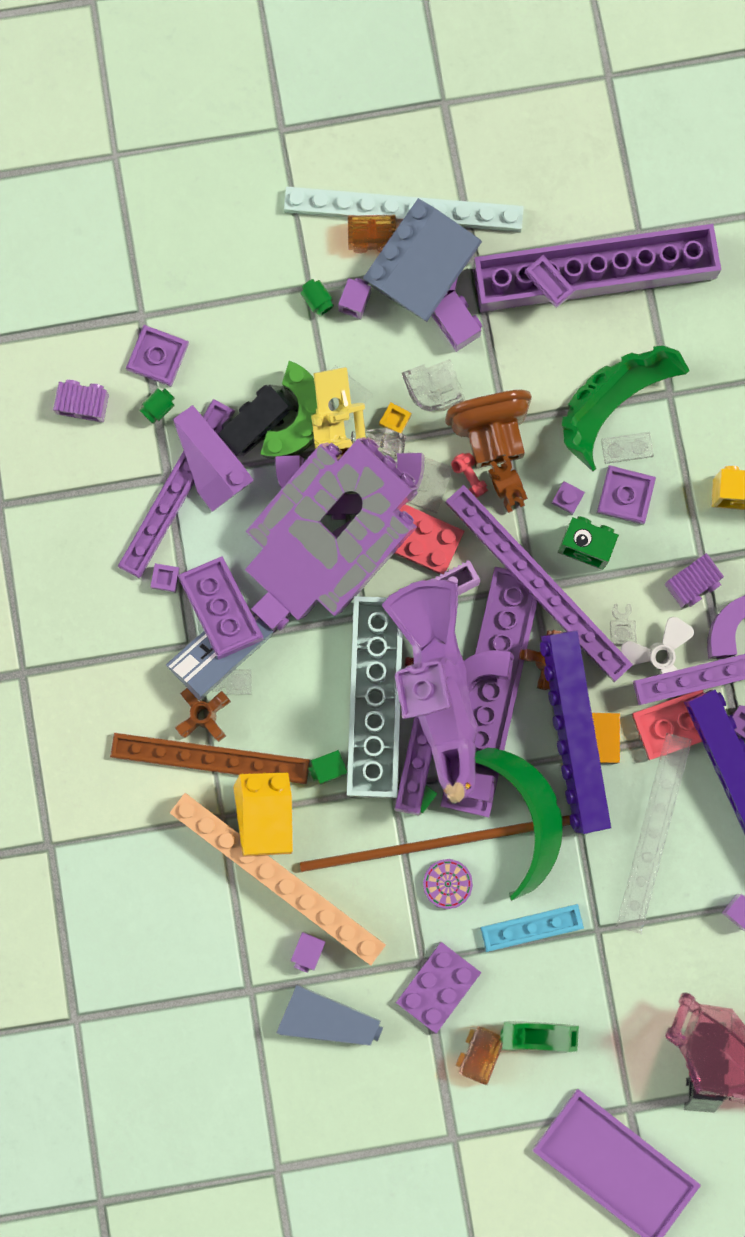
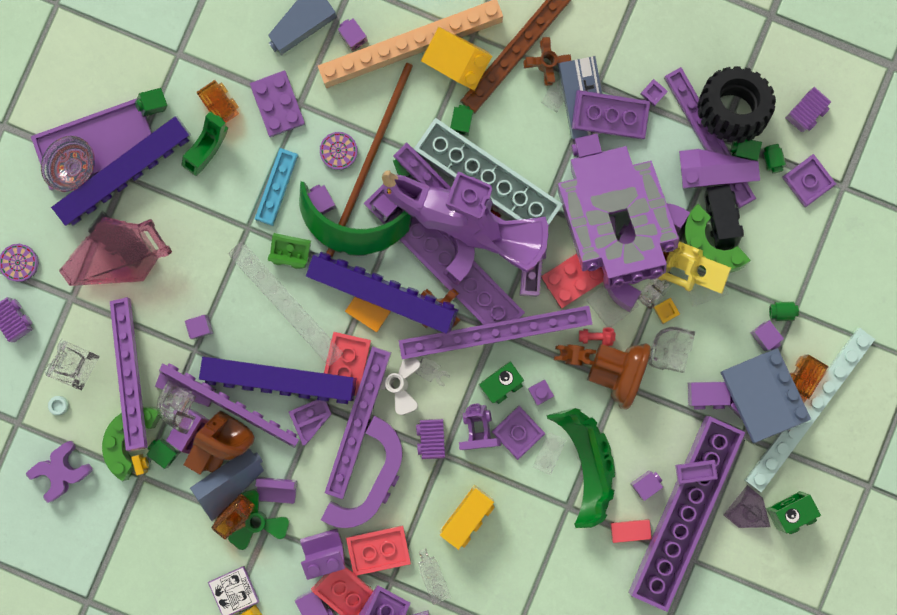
camera: 120 degrees right, 5 degrees up
(98, 471) = (746, 86): none -> black tyre
(167, 440) = (747, 149): none -> green brick
(514, 867) = (321, 199): none -> medium lavender brick
(524, 159) = (794, 512): none -> green brick
(530, 1131) = (151, 102): none -> green brick
(550, 208) = (748, 510): none -> clear purple slope
(593, 326) = (647, 485): none -> medium lavender brick
(594, 865) = (289, 251): none -> bright green bracket
(629, 1113) = (122, 170): none -> dark purple brick
(651, 314) = (630, 531): none -> coral tile
(663, 531) = (473, 414): none -> medium lavender tile
(664, 1192) = (61, 159): none -> clear dish

